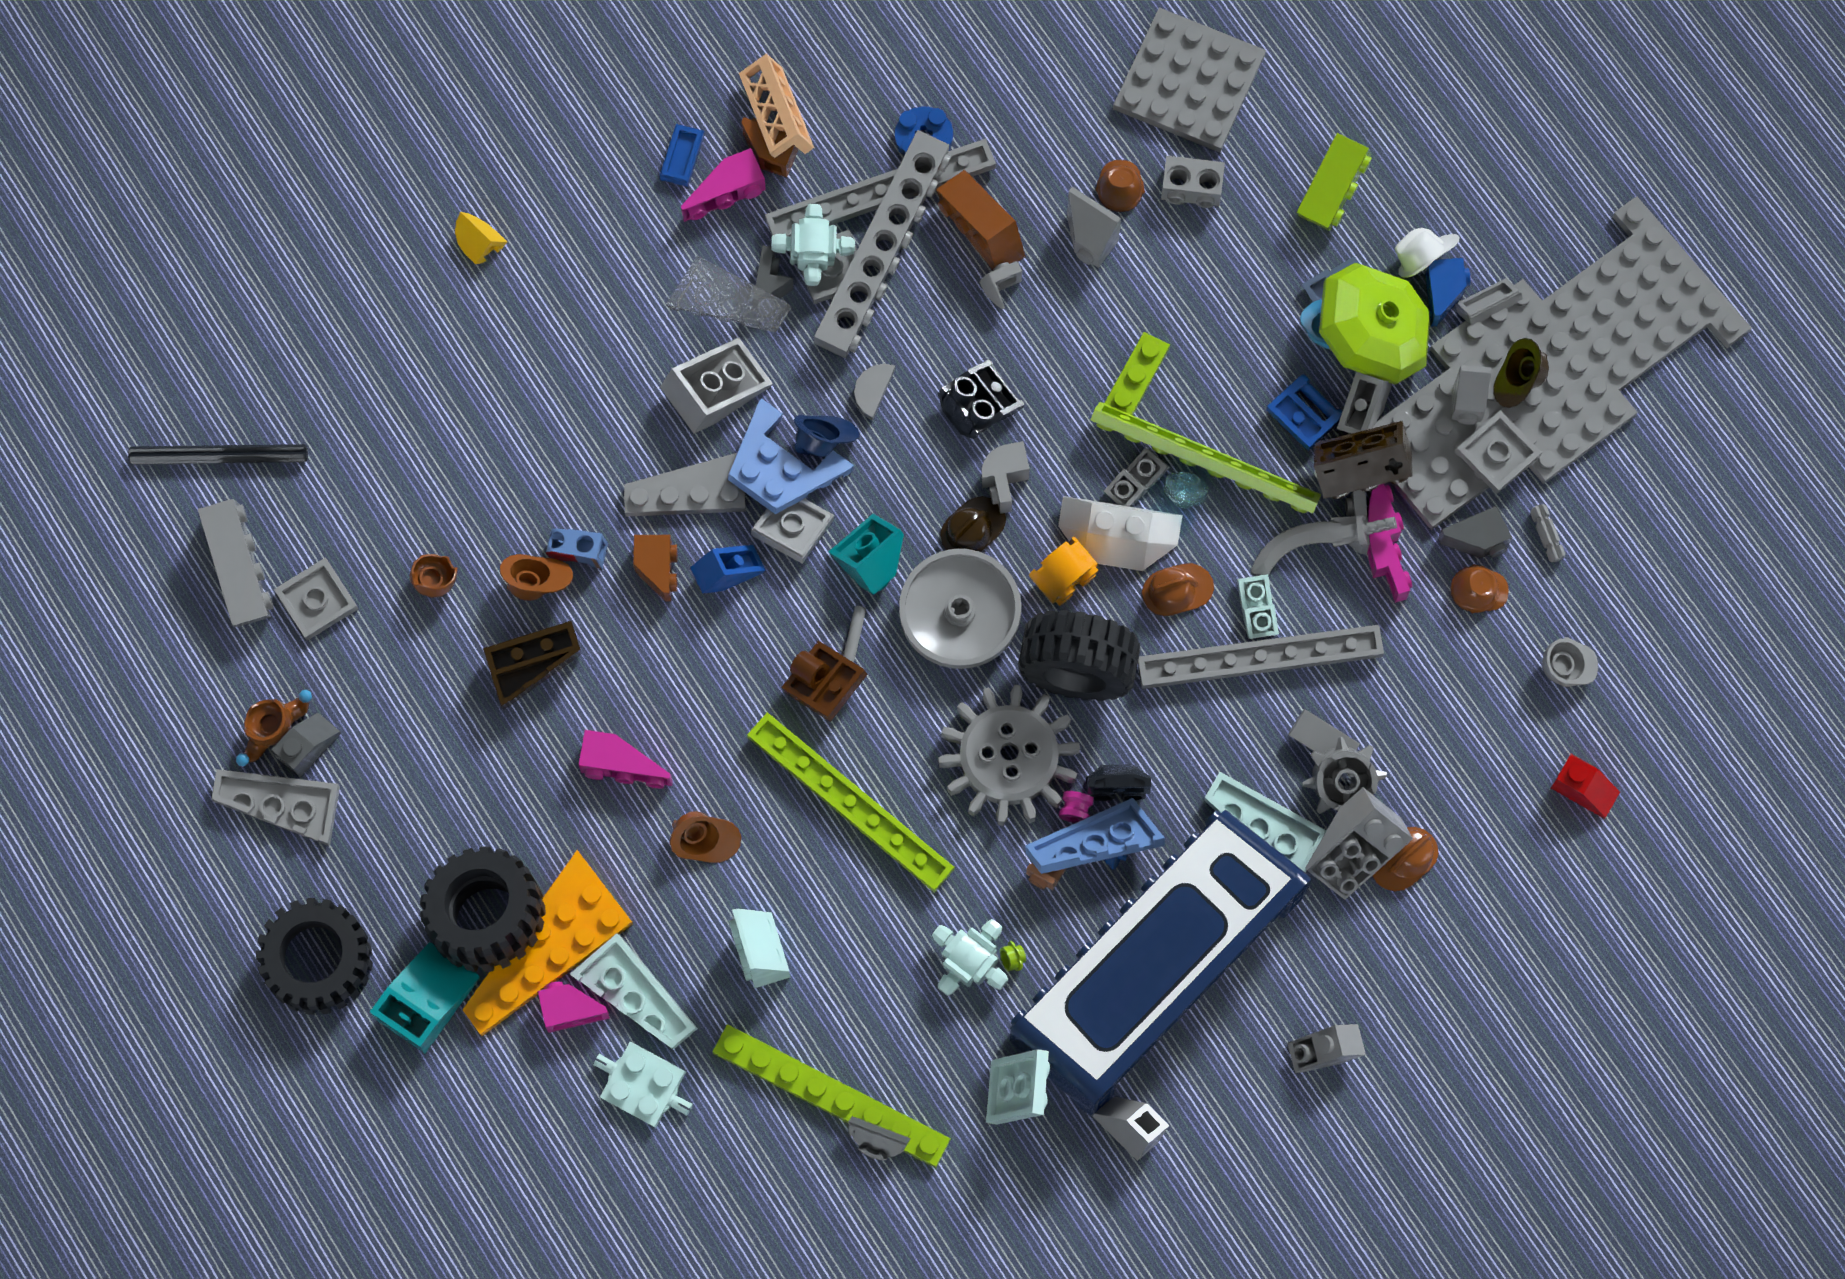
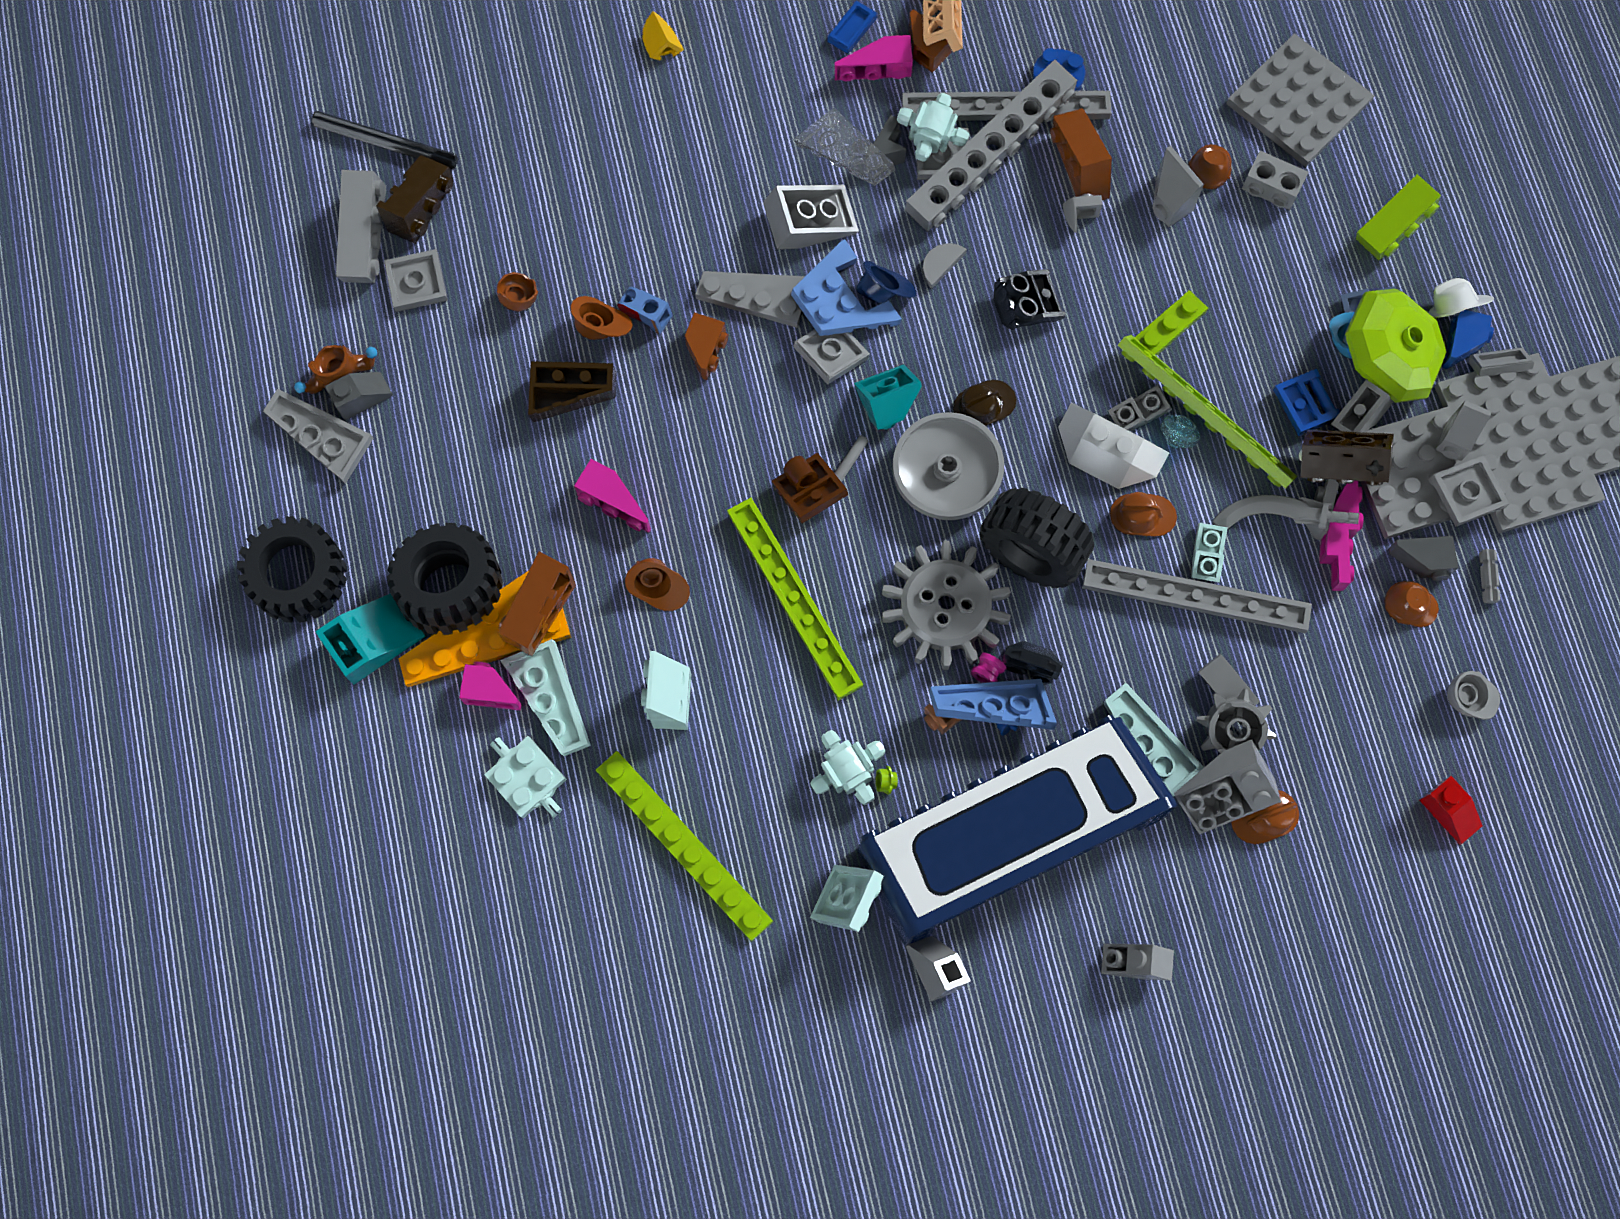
camera: 20 degrees right, 0 degrees up
(284, 509) = (416, 199): none -> dark brown wedge
(589, 902) = (537, 604): none -> dark orange wedge
(726, 568) = (762, 366): blue slope -> none
(875, 1140) = (706, 898): dark grey tile -> none
(1004, 466) = (1027, 361): light grey brick -> none
(1063, 570) = (1049, 464): light orange brick -> none
(1521, 371) = (1514, 428): dark brown piece -> none

